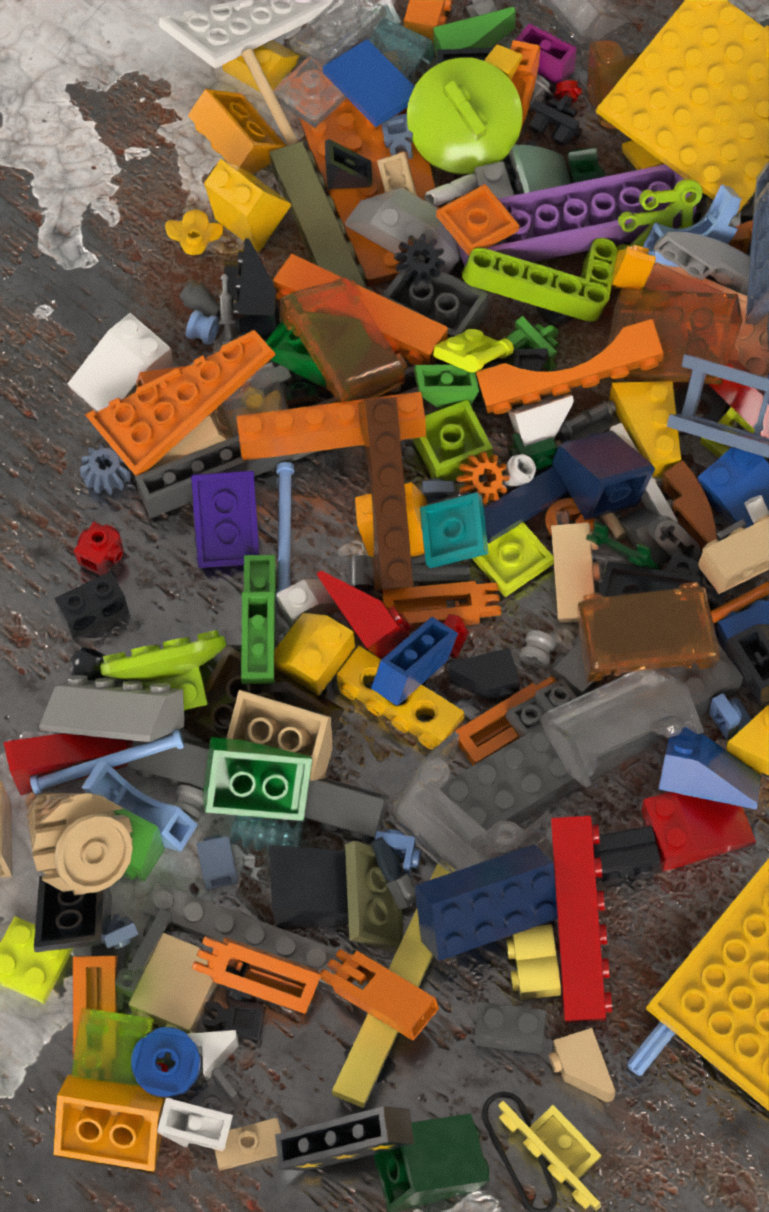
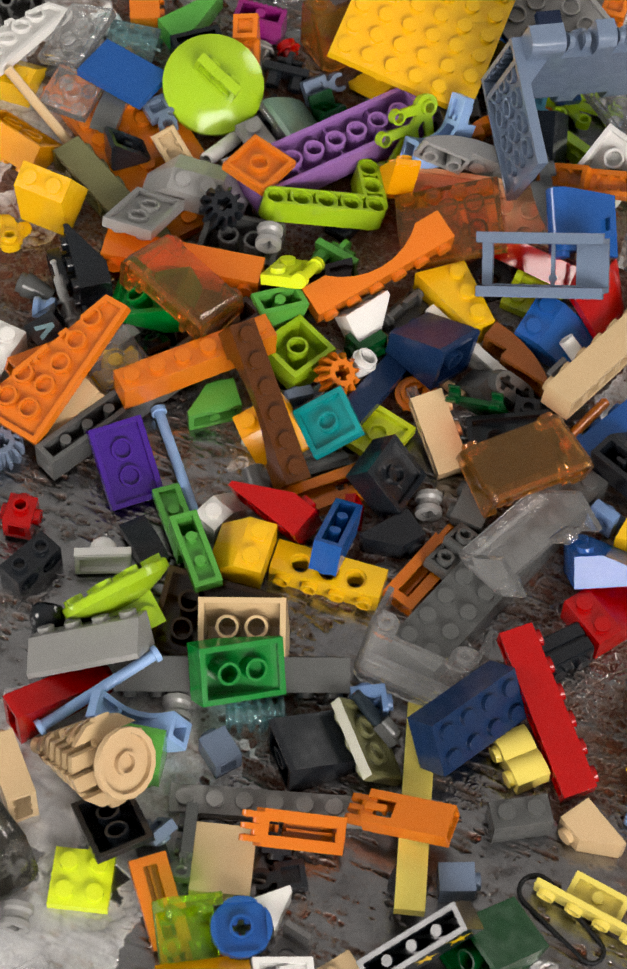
camera: 25 degrees left, 5 degrees down
(169, 616) = (102, 557): none -> white tile
(194, 344) = (45, 325): none -> black brick
(219, 609) = (143, 539): none -> black slope
(334, 246) = (143, 213): none -> light grey plate
(342, 123) = (108, 112): none -> dark grey slope
(343, 477) = (215, 405): none -> bright green slope
(418, 1078) = (457, 881): none -> sand blue brick
(461, 304) = (269, 237): none -> light grey wheel
(498, 605) = (386, 475): none -> black container
(504, 59) = (232, 29): yellow slope -> none
(587, 138) = (320, 83): none -> sand blue plate

